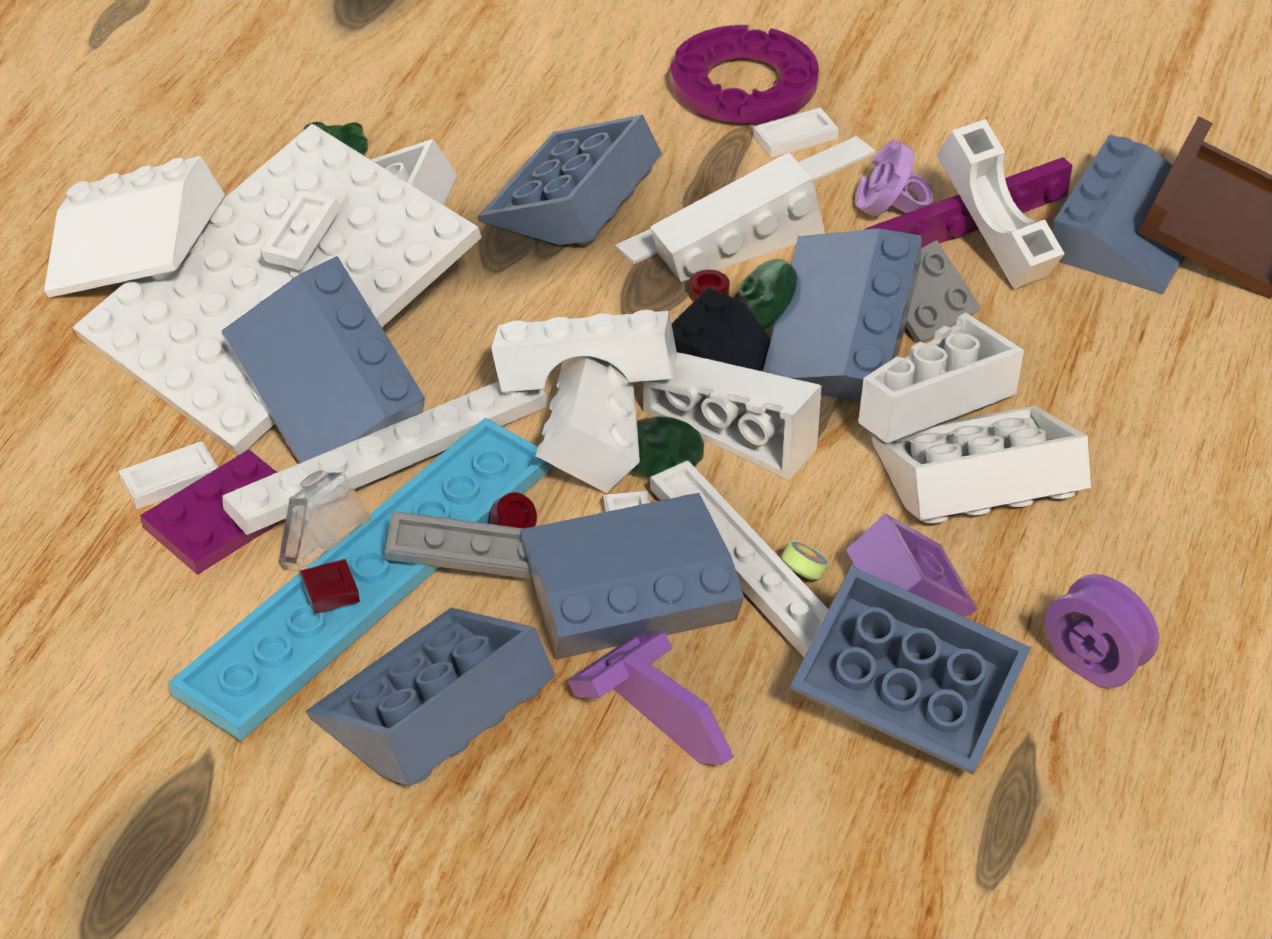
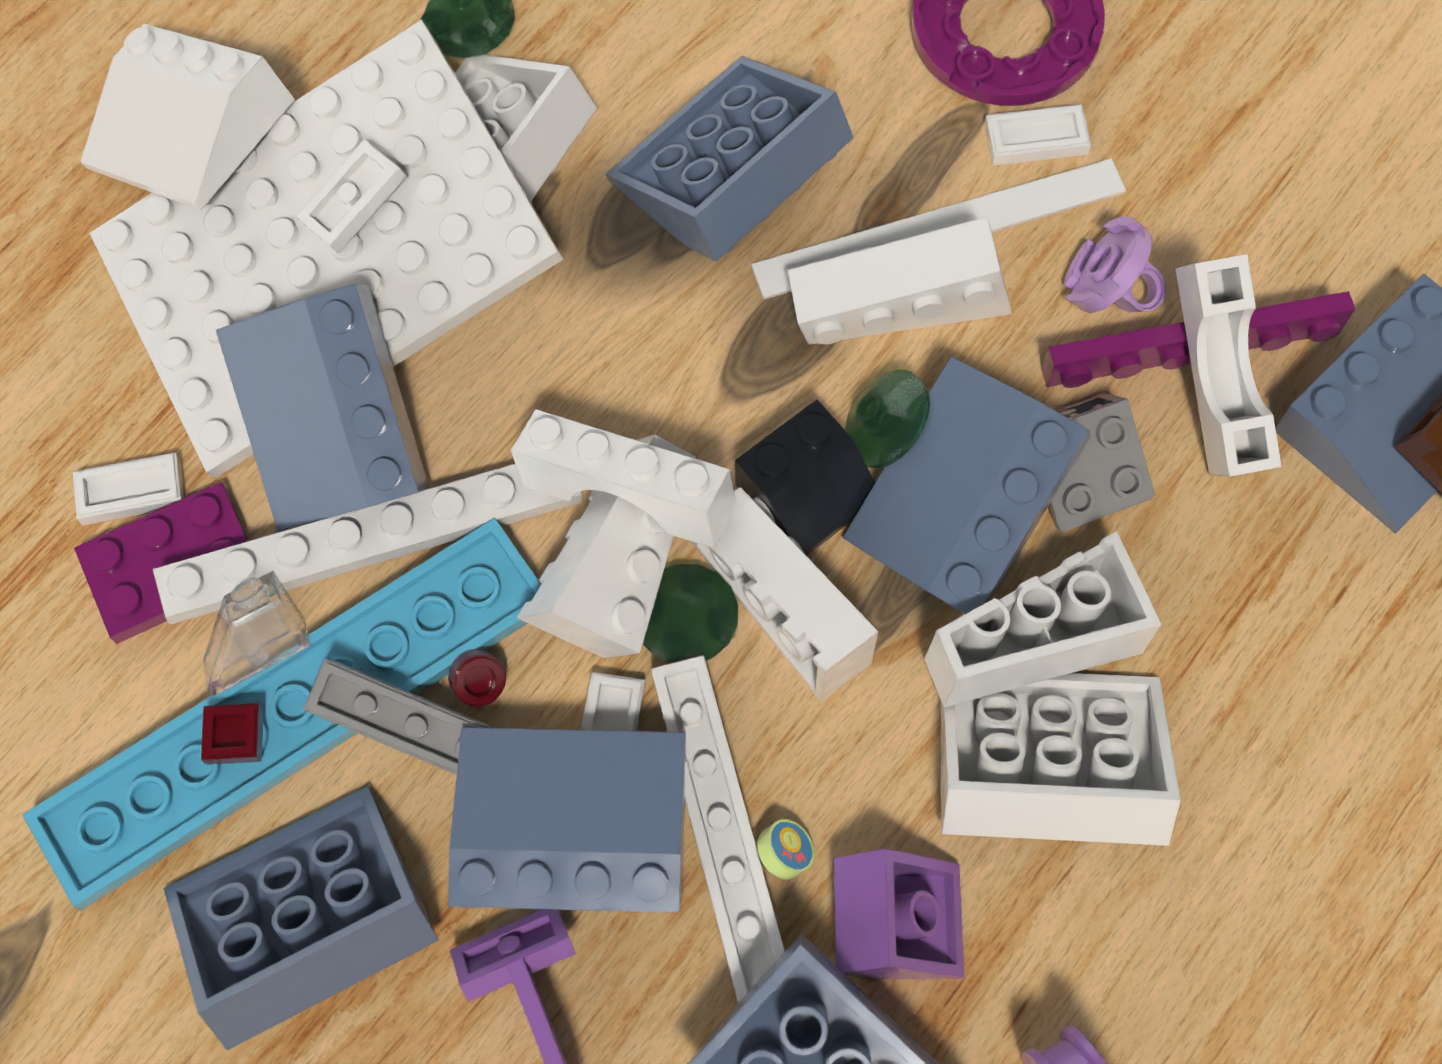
camera: 20 degrees right, 25 degrees up
(708, 278) = (836, 369): dark red tile -> none

